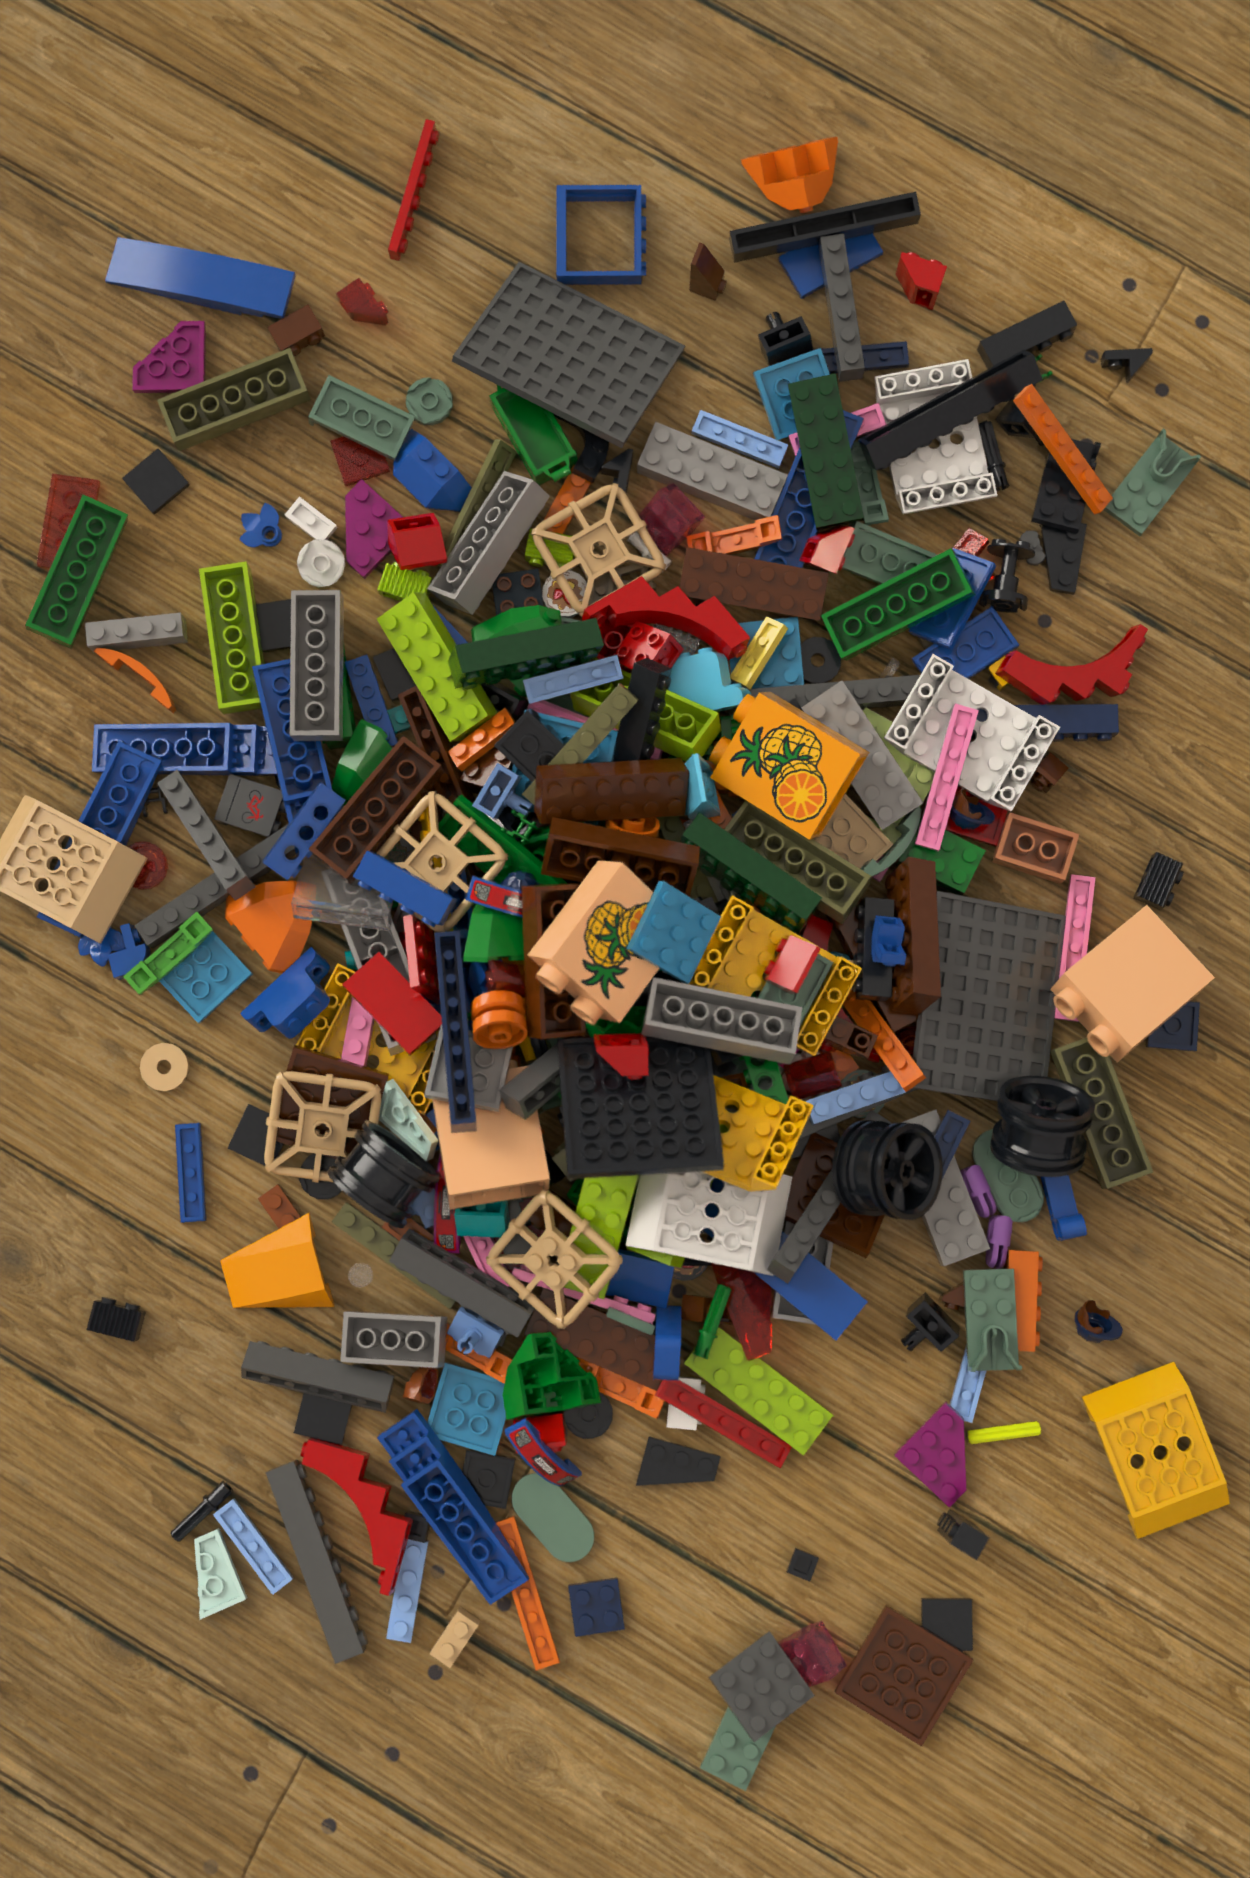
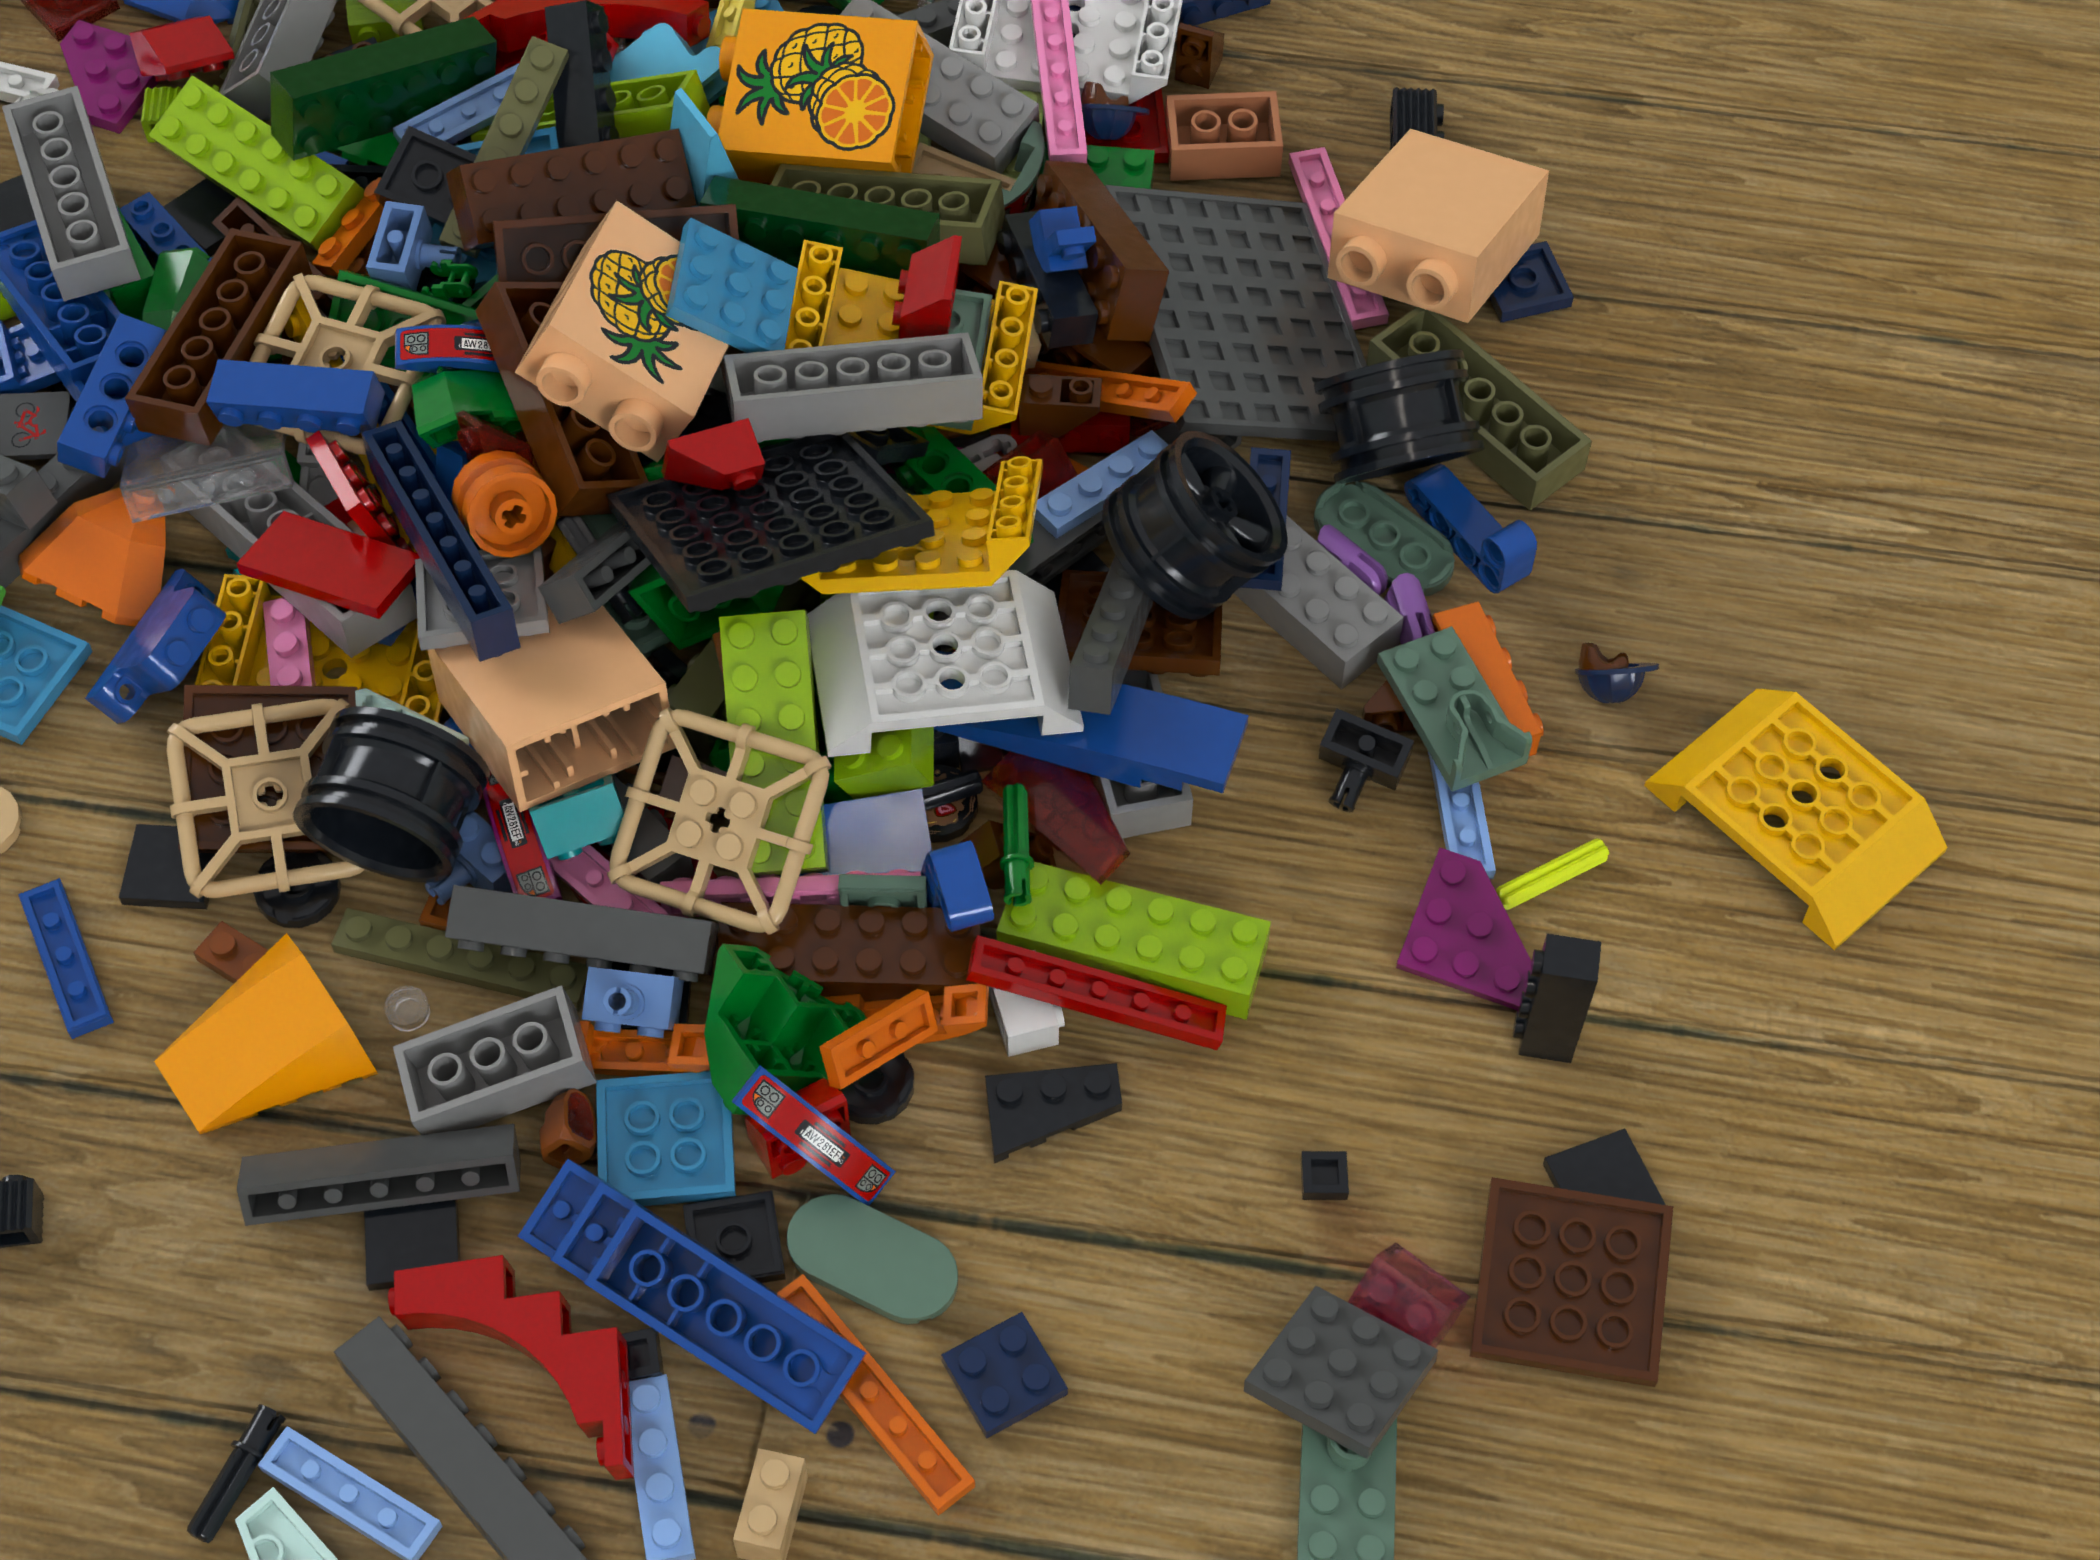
camera: 25 degrees left, 25 degrees down
(596, 1410) = (878, 1038): none -> orange plate

